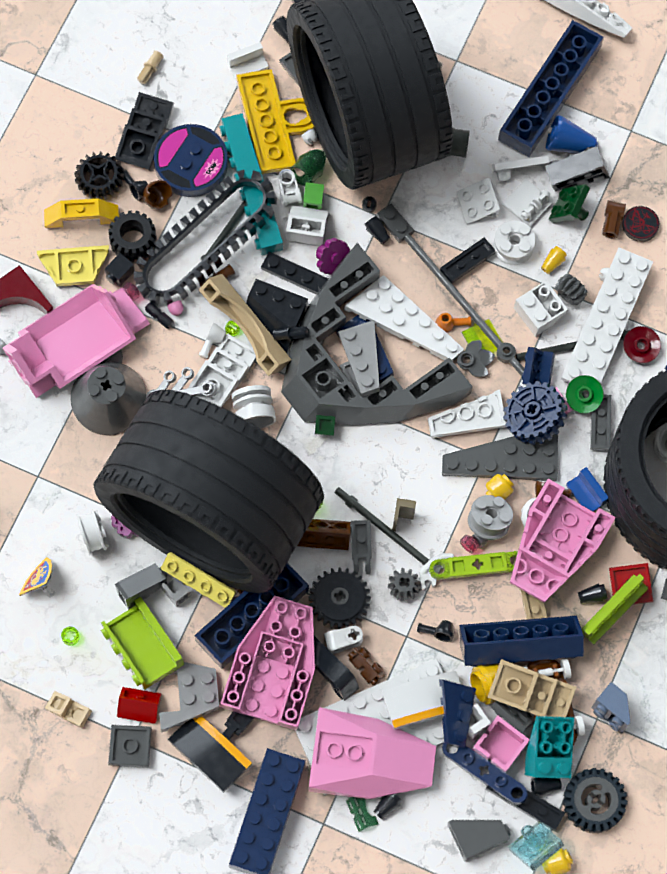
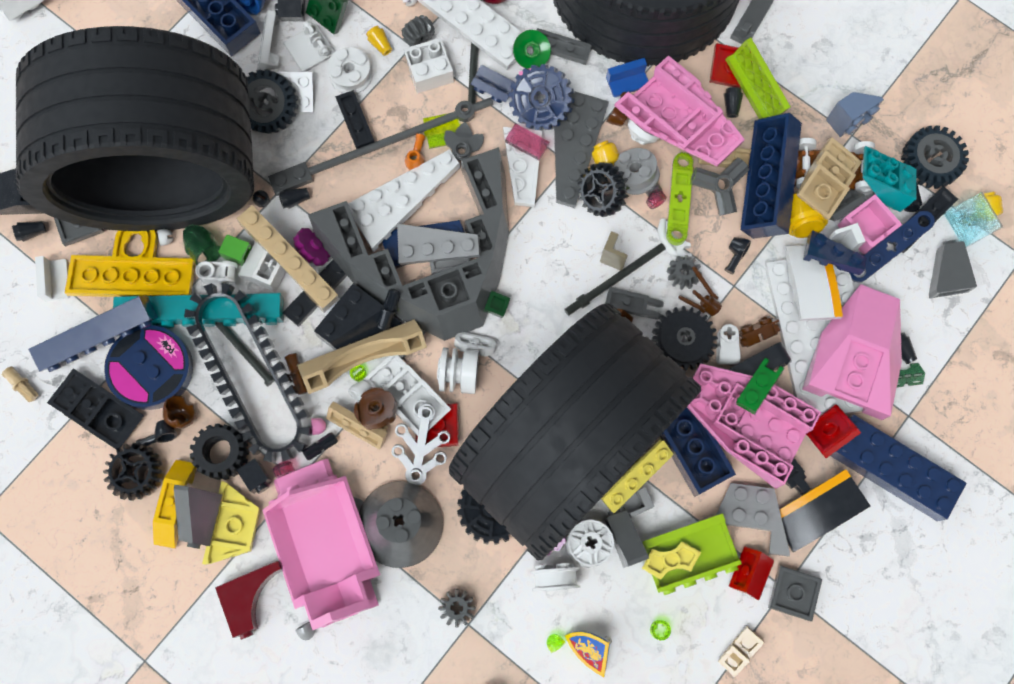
camera: 75 degrees left, 5 degrees up
(38, 549) = (555, 642): none -> clear neon green hinge
(41, 461) = (451, 613): none -> dark grey gear
(74, 232) = (196, 515): none -> dark grey slope
(125, 564) = (584, 555): none -> white wheel
(136, 636) = (660, 563): none -> light yellow tile
(180, 353) = (348, 421): none -> tan hinge
(196, 354) = (379, 418): none -> reddish brown plate
(208, 110) = (92, 333): none -> brick
(284, 417) = (475, 342): none -> white plate
(284, 744) = (832, 431): none -> red plate
(303, 253) = (288, 258): none -> tan arch
(304, 662) = (758, 387): none -> green hinge
(378, 612) = (708, 303): none -> reddish brown plant
(460, 489) = (595, 181): none -> black gear
(462, 189) = (282, 109): none -> wheel
(489, 413) = (527, 142): none -> clear pink tile
(511, 603) = (709, 180): none -> dark grey piece

